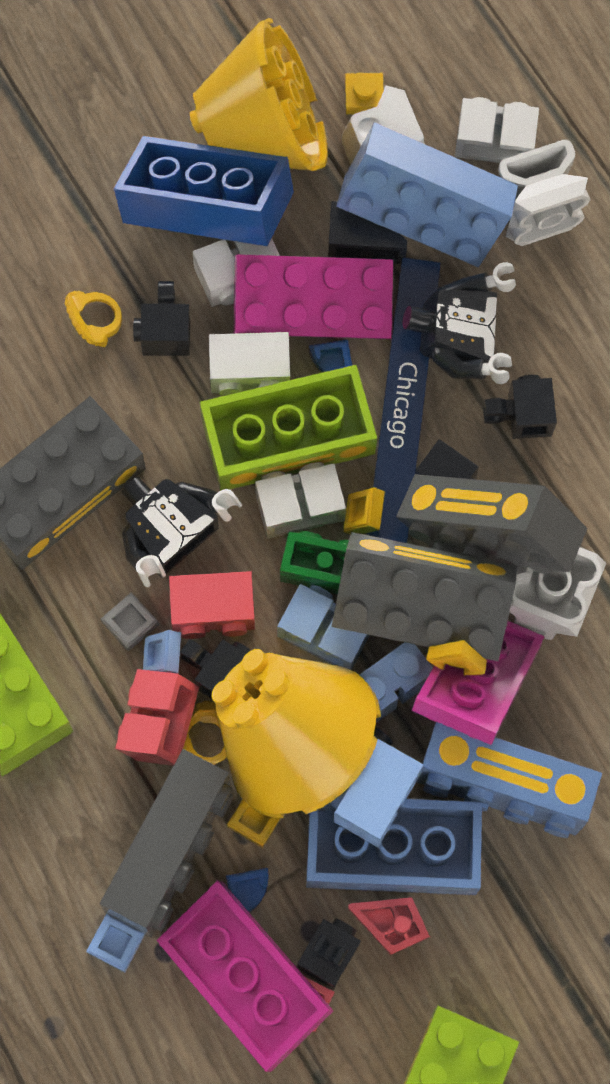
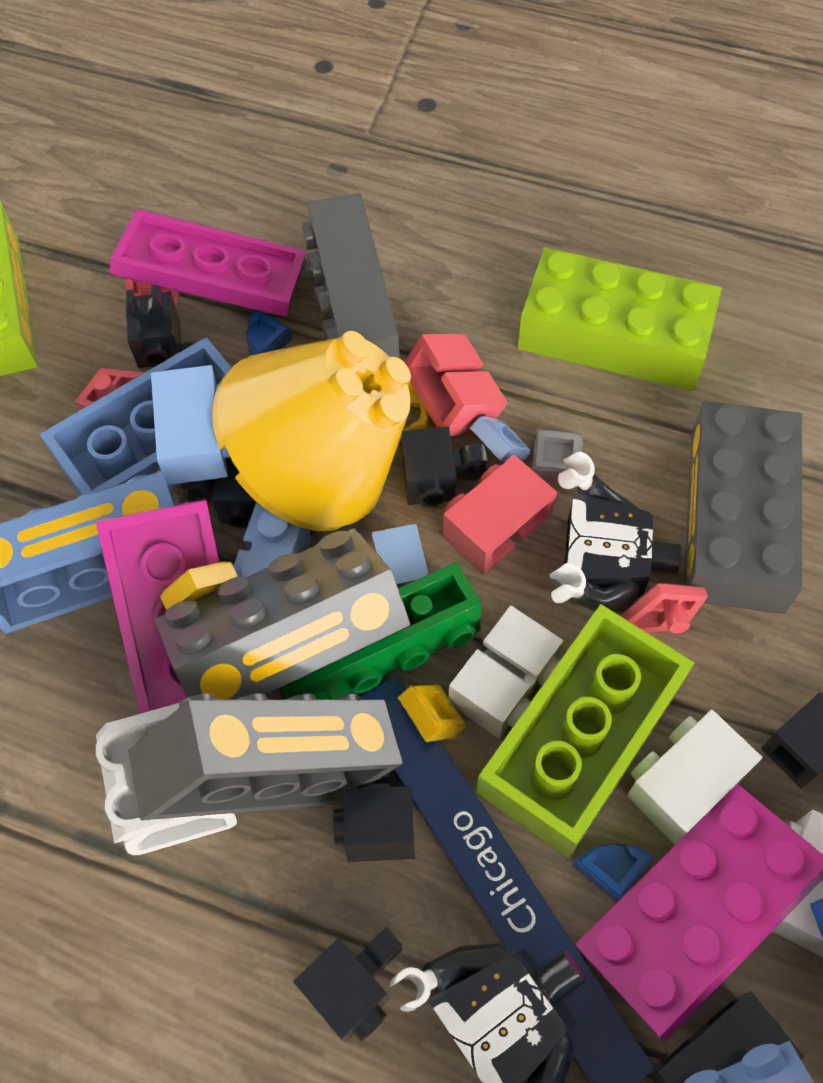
camera: 145 degrees right, 10 degrees down
(167, 462) = (666, 608): none -> coral piece

